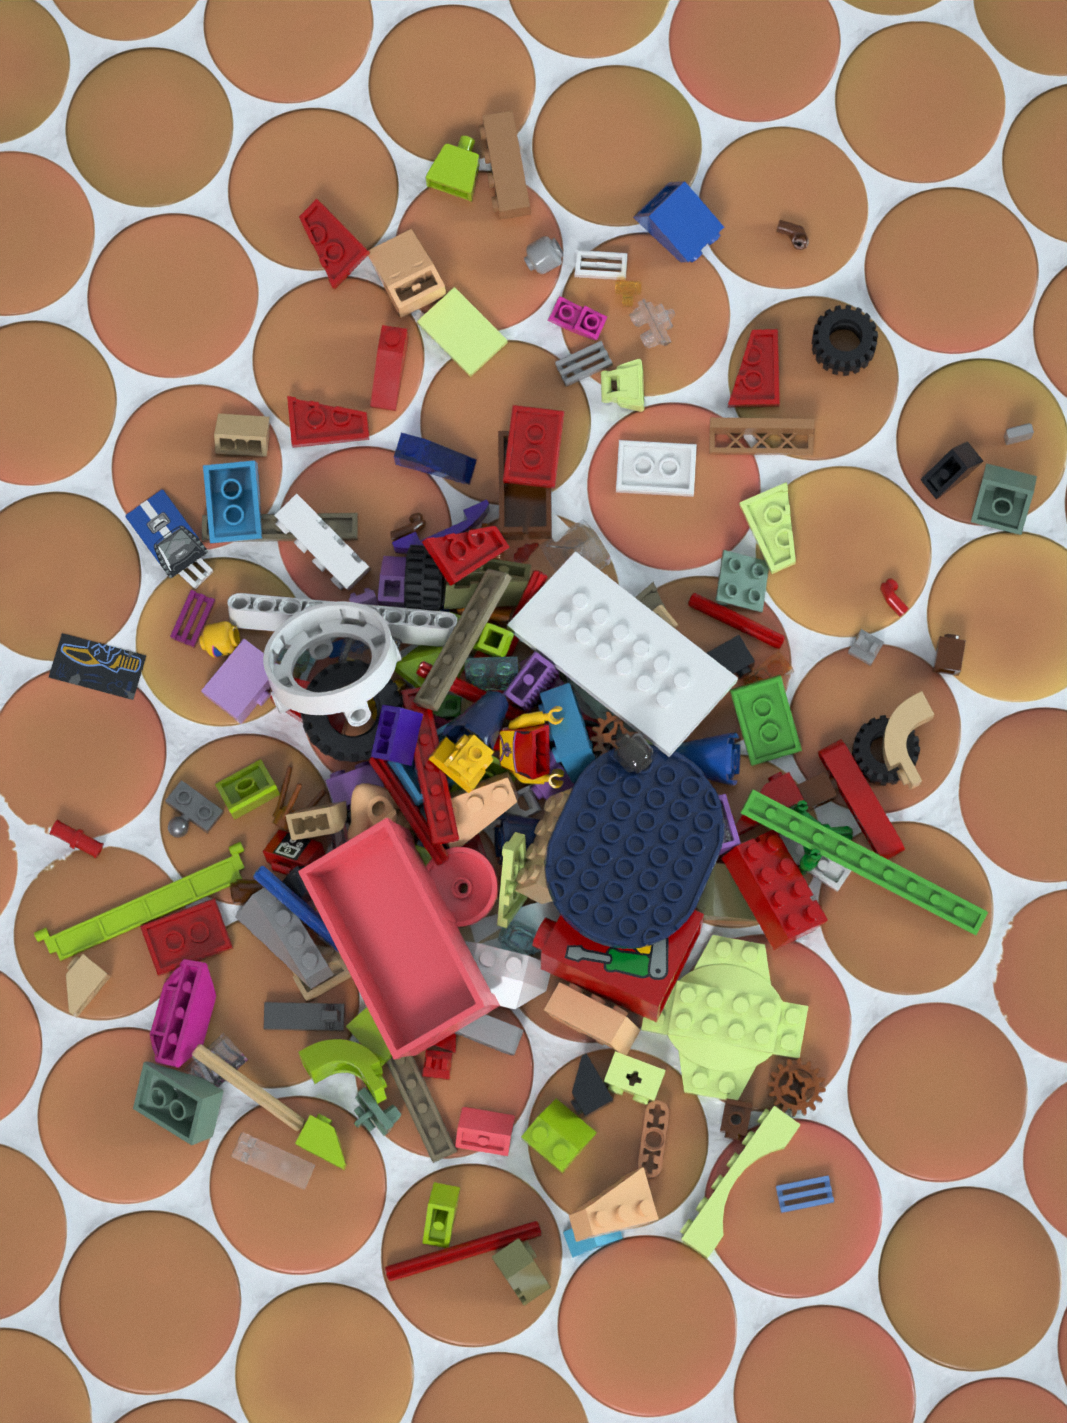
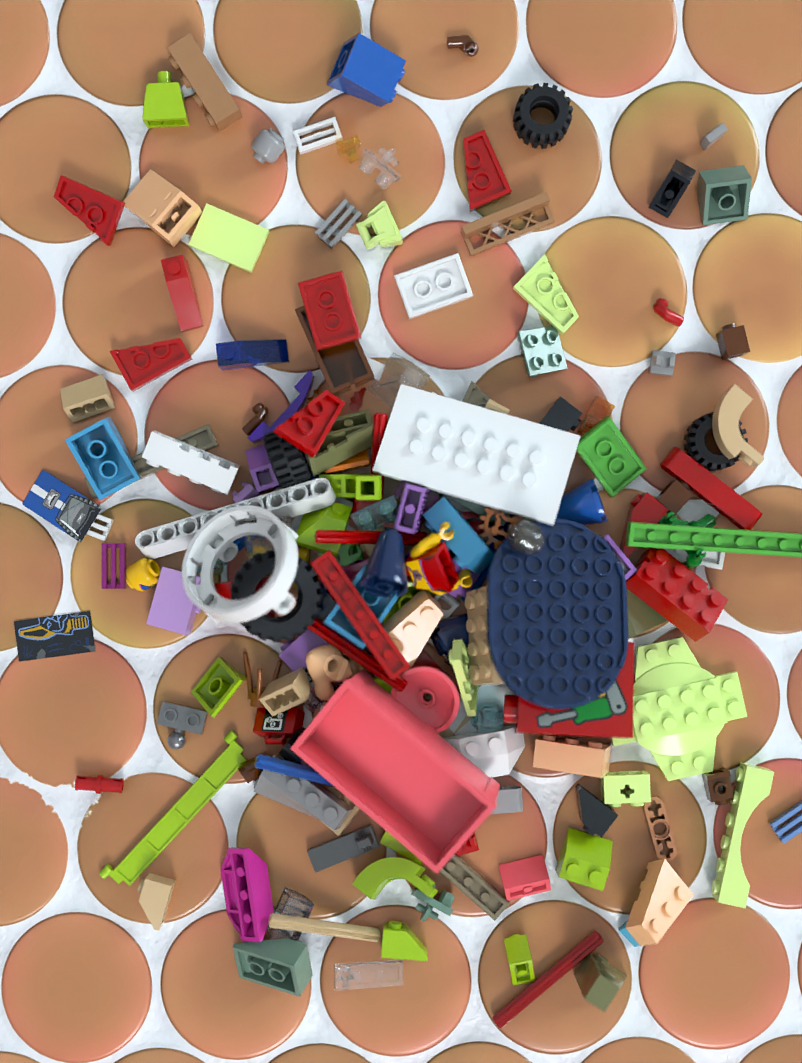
camera: 30 degrees left, 10 degrees up
(187, 935) = (222, 824): red tile -> none
(397, 735) = (323, 604): dark purple brick -> none
(462, 639) = (342, 499): dark tan tile -> none
(463, 761) = (394, 601): yellow tile -> none
(577, 319) = (317, 188): dark pink slope -> none
(736, 620) = (550, 384): red axle -> none
(808, 1083) = (747, 746): dark orange gear -> none

